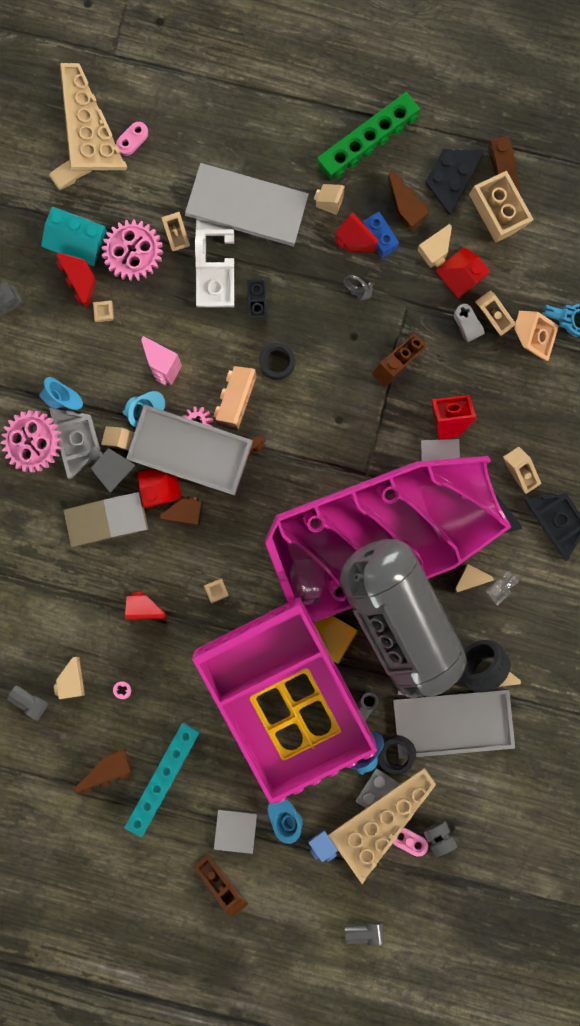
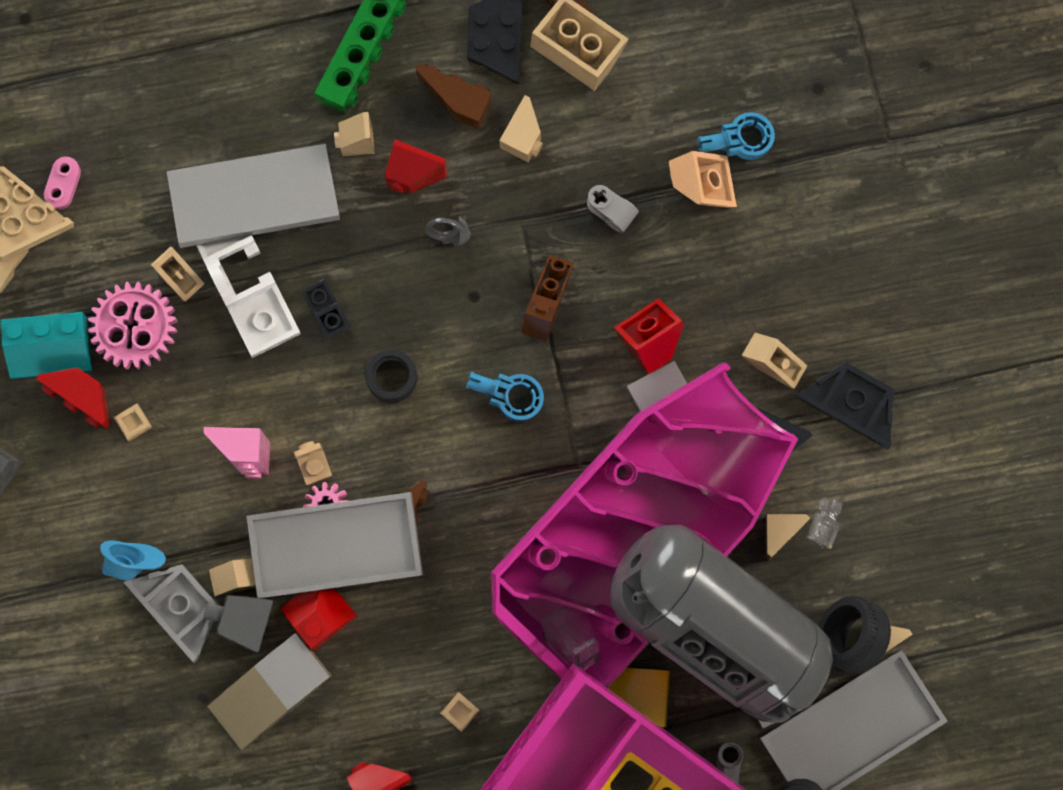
camera: 25 degrees left, 5 degrees down
(44, 431) = (132, 615): bright pink gear -> none
(135, 405) = (235, 522): medium azure piece -> none
(184, 511) = (367, 630): reddish brown slope -> none
(201, 392) = (313, 463): none -> tan bracket
(235, 397) = (360, 448): light nougat slope -> none
(346, 401) = (490, 387): none -> dark azure pin
(386, 239) = (457, 155): blue brick -> none
(462, 272) = (571, 147): red slope -> none
(495, 312) = (639, 178): tan slope -> none

